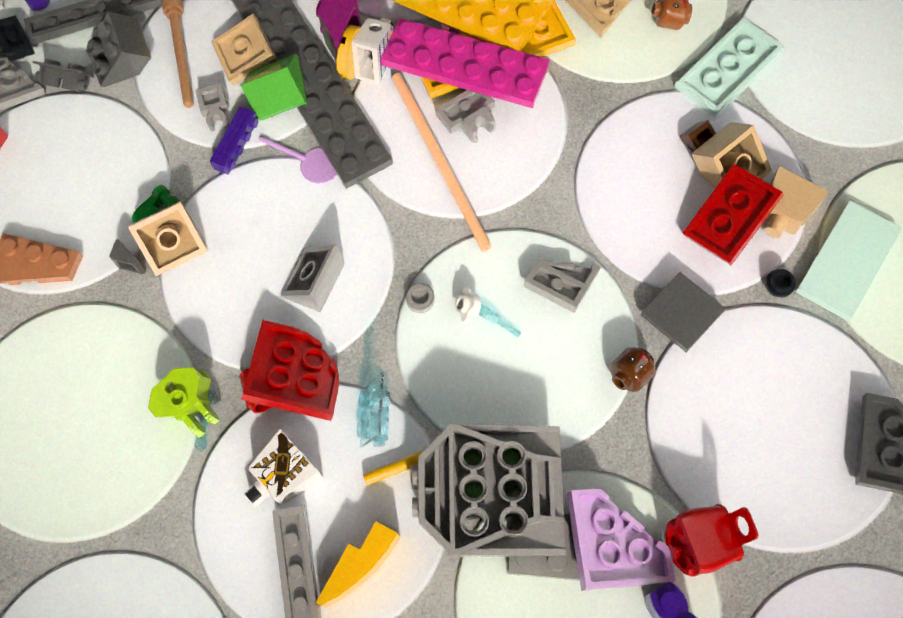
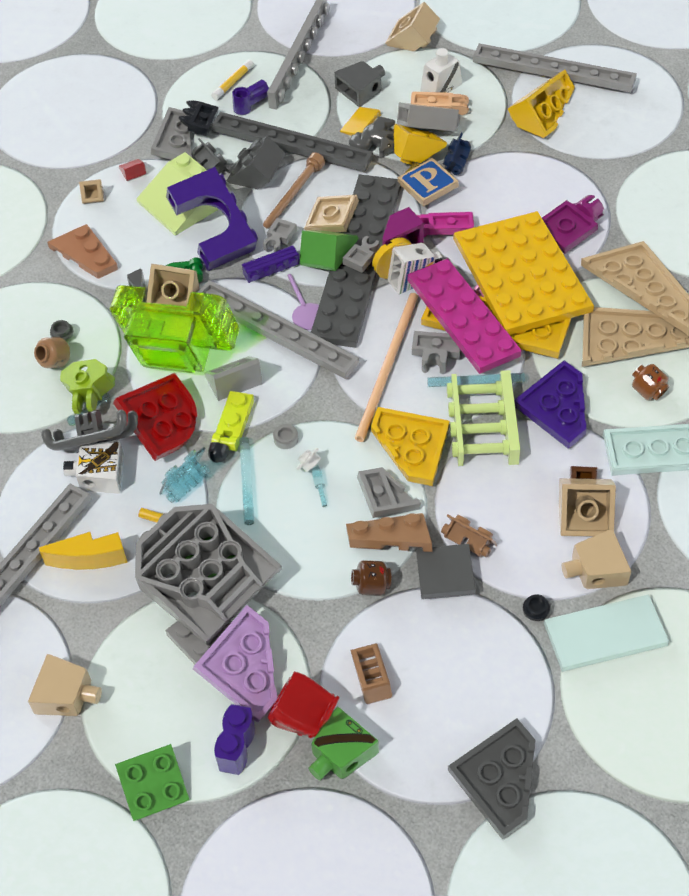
camera: 40 degrees right, 15 degrees down
(73, 131) = (155, 201): none -> yellowish green slope
(95, 364) = (61, 329): none -> dark grey plate
(111, 107) = (211, 190): none -> dark purple arch
(113, 394) = (52, 352): none -> medium nougat head
(225, 288) = (171, 334): none -> clear neon green piece
(245, 447) = (91, 431): none -> dark grey piece
(304, 200) = (286, 333): none -> light grey plate
(318, 71) = (361, 256): none -> light grey plate
(357, 321) = (233, 419): none -> neon yellow plate
(377, 363) = (218, 452): none -> black hinge
(430, 369) = (247, 493): none -> clear light blue bar
(527, 116) = (473, 379): none -> clear light blue bar
(537, 216) = (411, 442): none -> yellow plate
(582, 122) = (504, 407): none -> yellowish green fence
(606, 312) = (394, 531): none -> medium nougat wing
(619, 87) = (557, 404): none -> dark purple plate
(679, 261) = (460, 529): none -> medium nougat hinge
(718, 444) = (374, 689): none -> medium nougat slope
(733, 214) = (543, 534): red plate -> none
(772, 548) = (341, 746): none -> bright green torso

